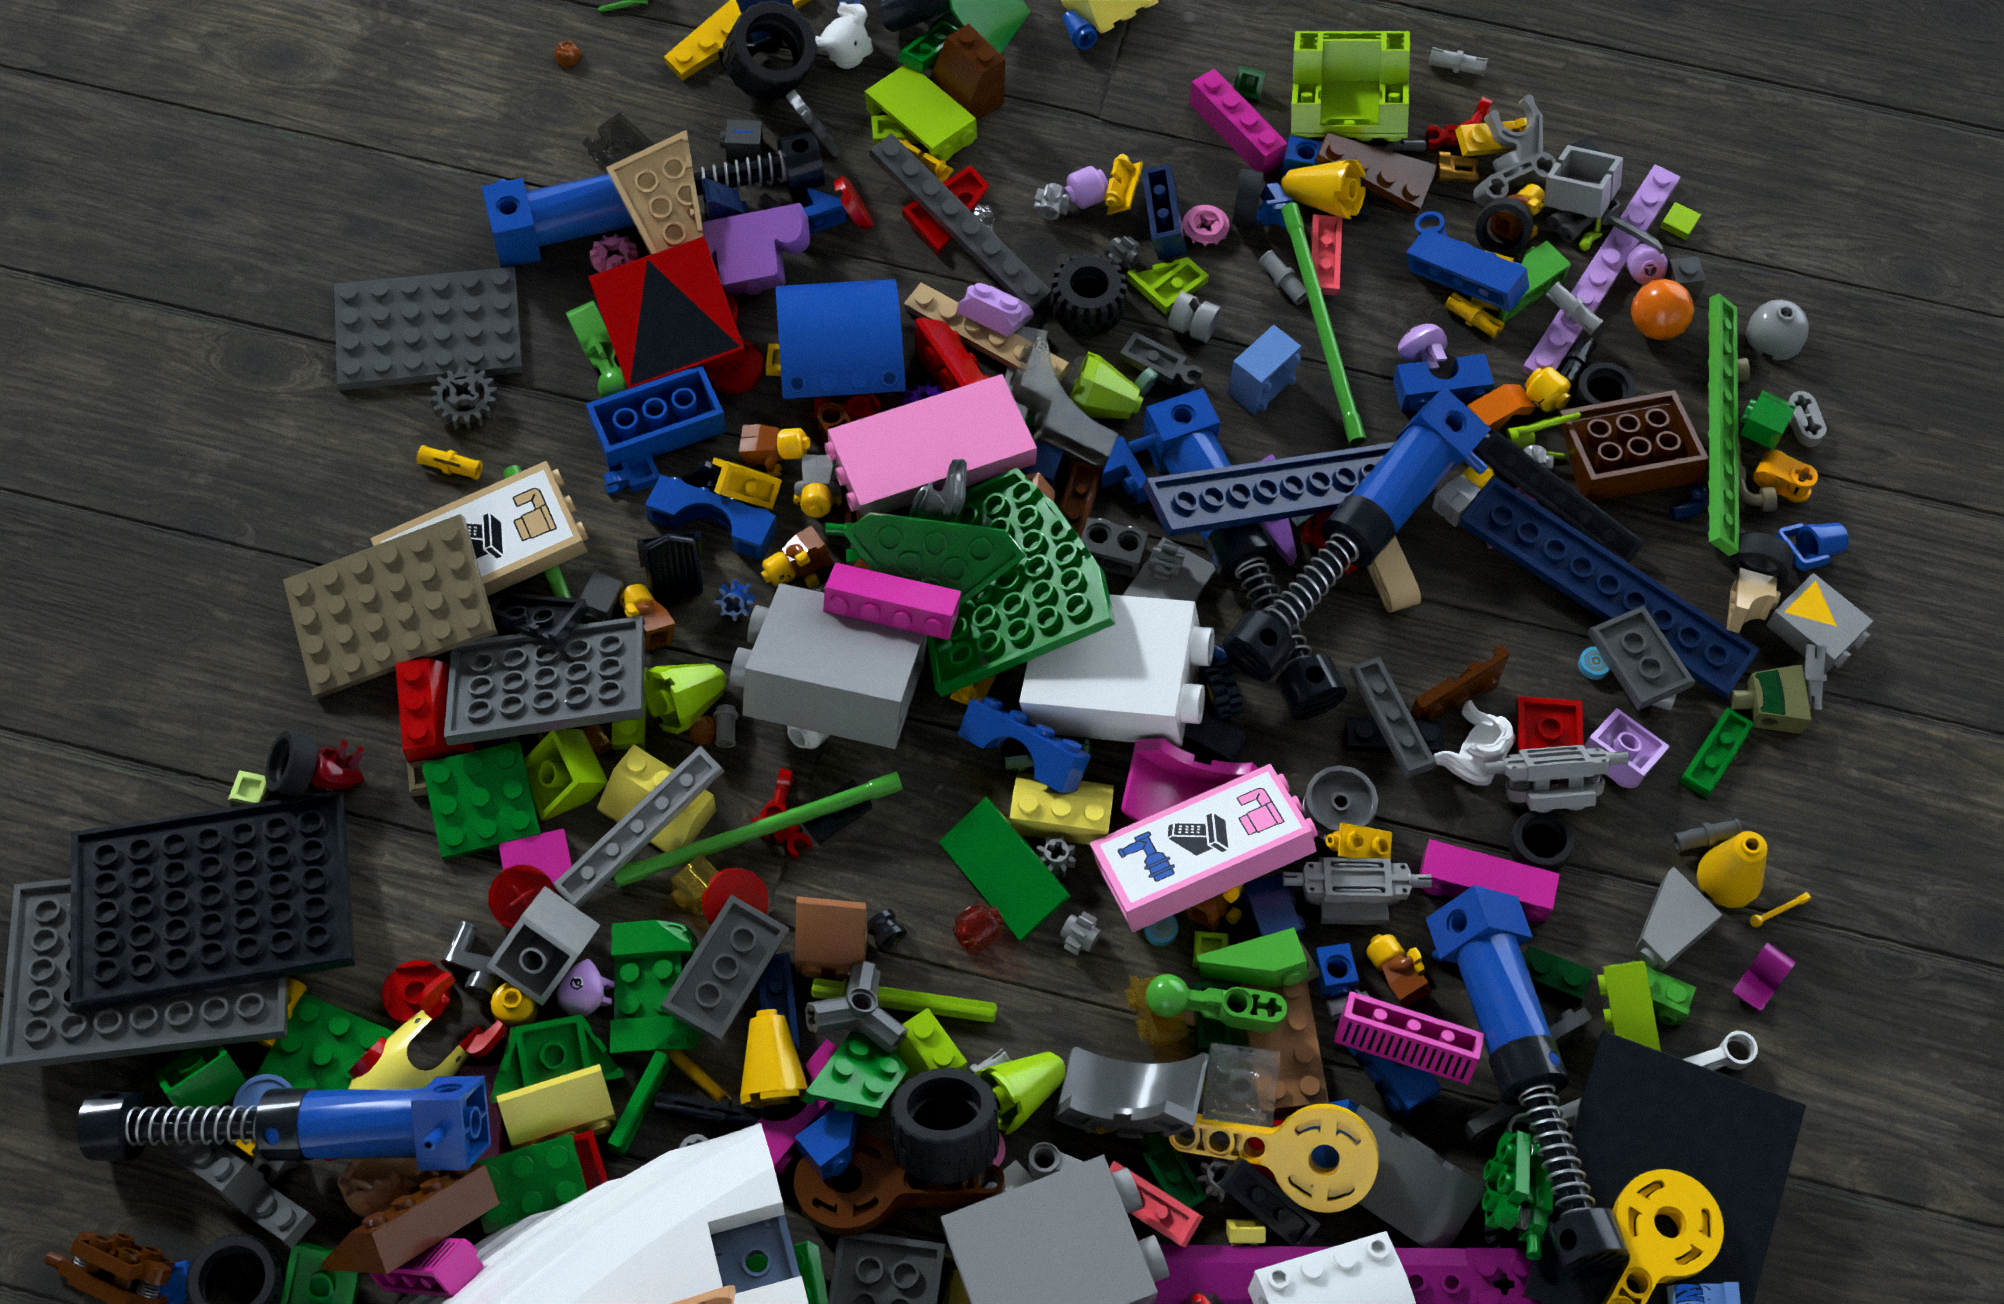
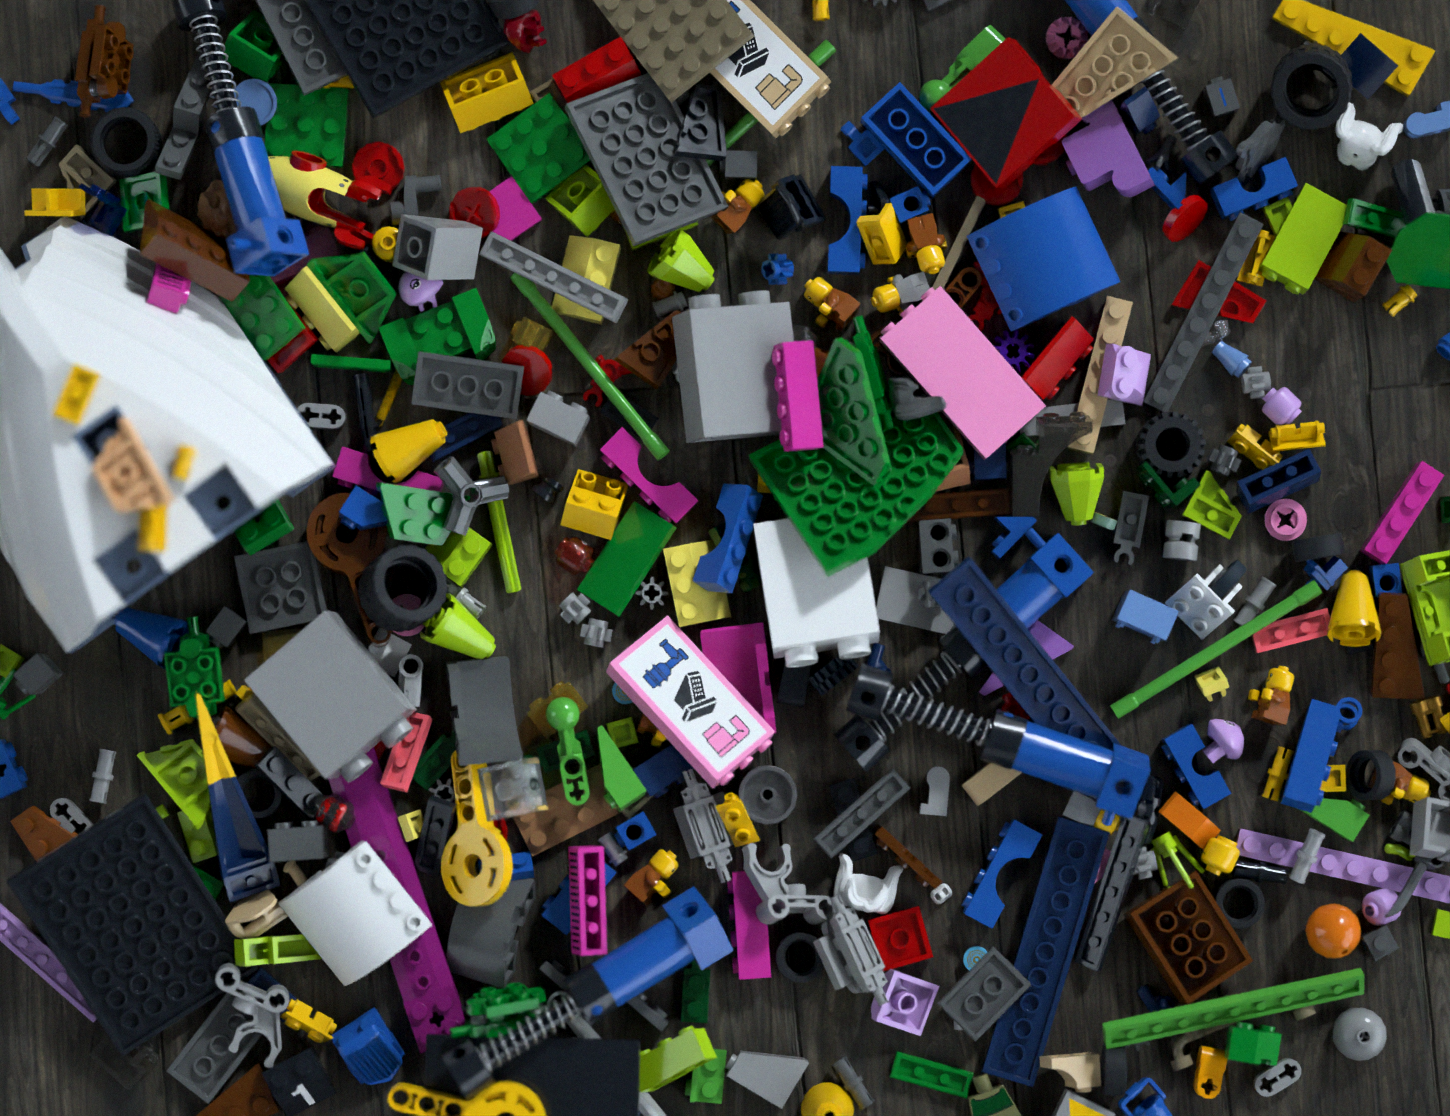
camera: 70 degrees right, 25 degrees up
(387, 836) = (486, 92): none -> yellow slope
(685, 1271) = (183, 462): none -> yellow pin
(723, 438) = (914, 193): none -> blue brick
(774, 751) = (652, 354): none -> reddish brown wing
(781, 412) = (959, 243): none -> dark tan tile
(812, 873) = (558, 418): none -> light grey piece
(849, 124) = (1276, 182): none -> blue arch
(880, 831) = (623, 453): none -> dark pink arch
(926, 884) = (594, 504): none -> yellow slope
(1015, 55) = (1401, 299): none -> yellow pin
(1019, 216) = (1232, 359): none -> medium blue cone
(1042, 946) = (574, 608): none -> light grey gear
(1127, 223) = (1245, 442): none -> yellow hinge
(1131, 311) = (1164, 495): none -> dark green bracket
(1265, 304) = (1201, 604): none -> white plate
(1357, 340) = (1212, 682): none -> light yellow tile
(1391, 637) = (938, 790): none -> light grey leg
(1395, 289) = (1275, 698): none -> piece
(1470, 828) = (779, 898): none -> light grey piece
(1510, 676) = (941, 894): none -> white rock
(1530, 629) = (984, 902): none -> blue arch

